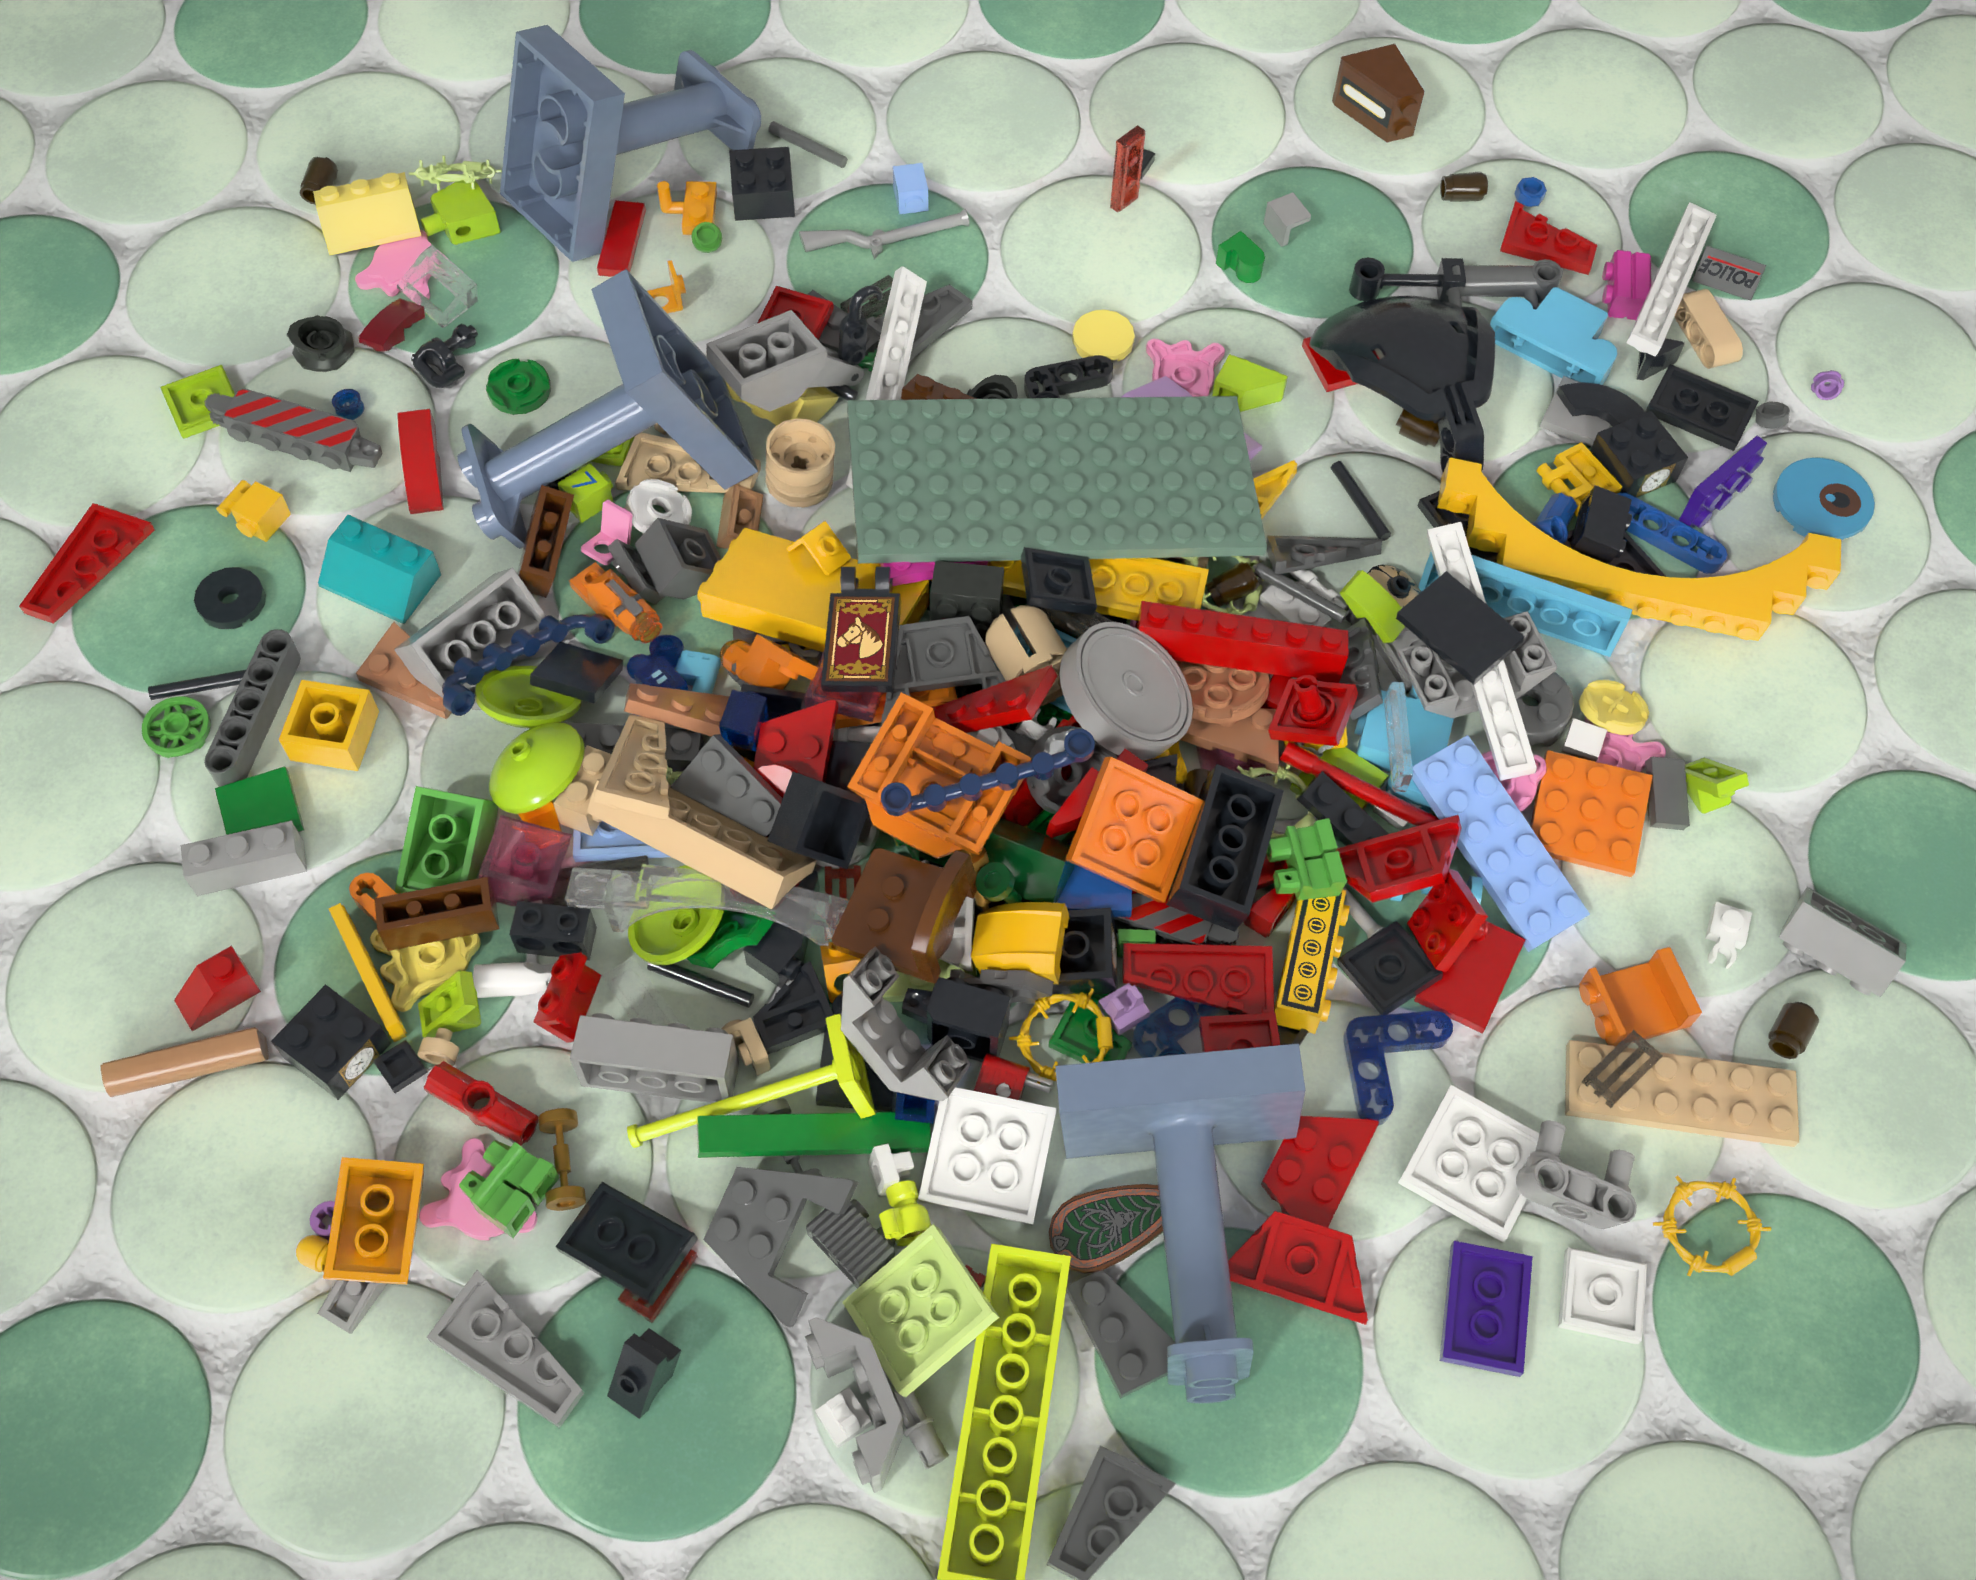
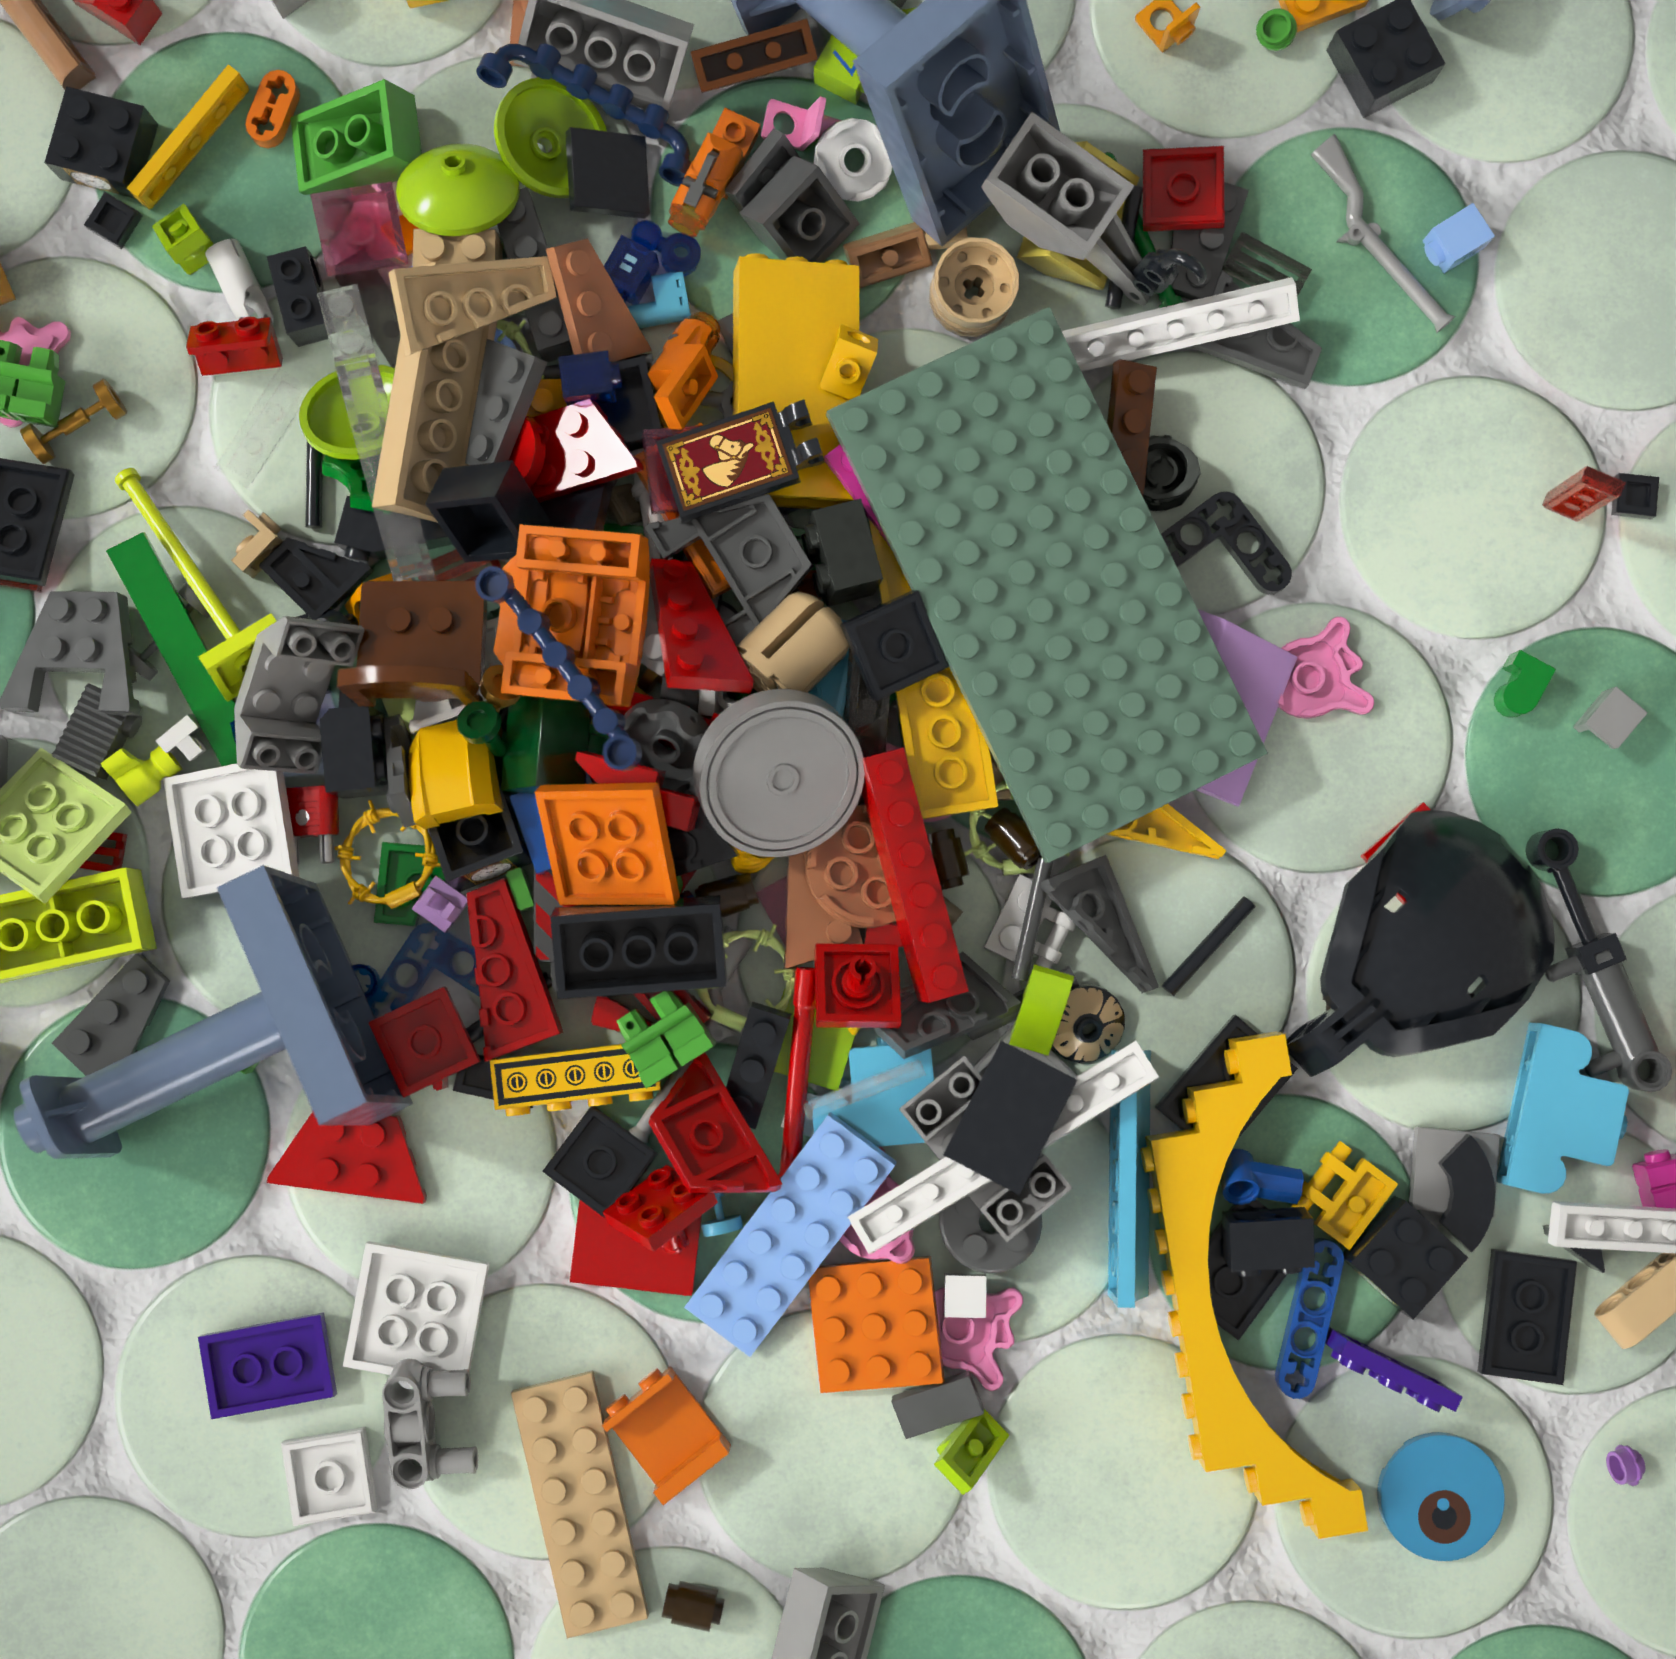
camera: 70 degrees right, 25 degrees up
(423, 967) = (231, 185): light yellow tile -> none
(436, 913) = (260, 174): reddish brown brick -> none
(439, 1048) = (137, 249): tan tile -> none
(498, 1115) = (100, 293): red piece -> none
(654, 1058) = (193, 463): light grey brick -> none
(807, 144) = (1483, 82): dark grey bar -> none
(1103, 334) = (1328, 560): light yellow tile -> none
(1106, 1225) = (201, 965): shield -> none
(1250, 382) = (1318, 755): lime slope -> none
(1302, 1265) = (237, 1172): red wing -> none
(1374, 1051) = (501, 1173): clear blue beam -> none
(1602, 1088) = (577, 1422): clear smoke tile -> none
(1613, 708) = (1026, 1317): light yellow tile -> none
(1697, 1263) = (411, 1602): yellow piece -> none
(1729, 930) = (796, 1510): white plate -> none
(1772, 415) = (1546, 1406): dark grey tile -> none

